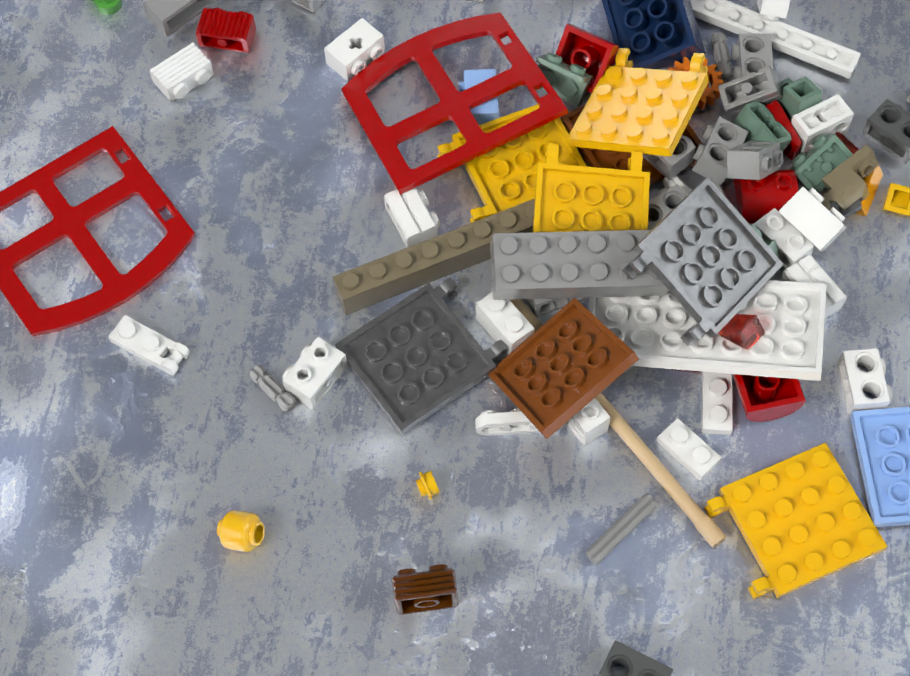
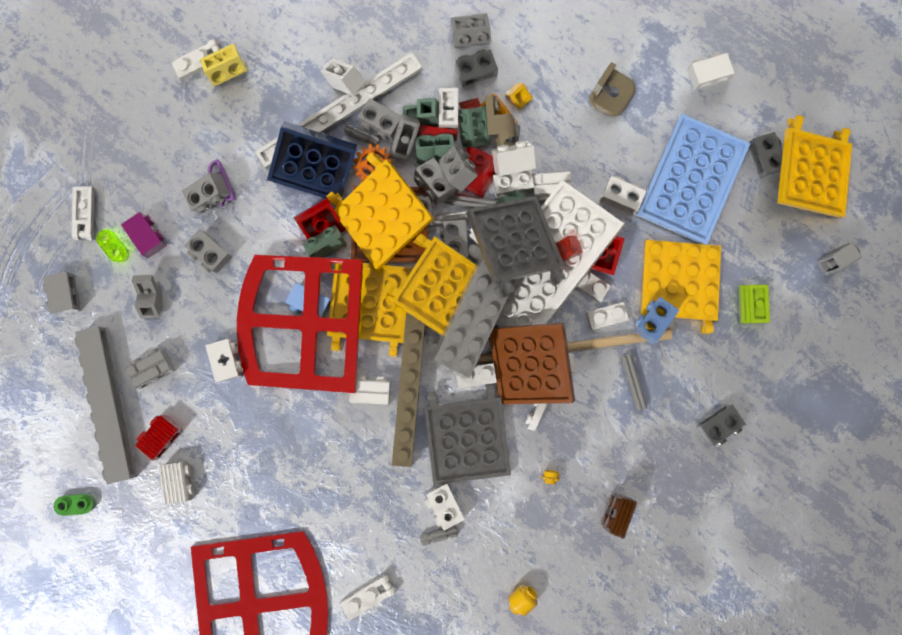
camera: 65 degrees left, 20 degrees up
(722, 506) = (659, 323): none -> medium blue brick
(837, 635) = (754, 304): none -> lime plate

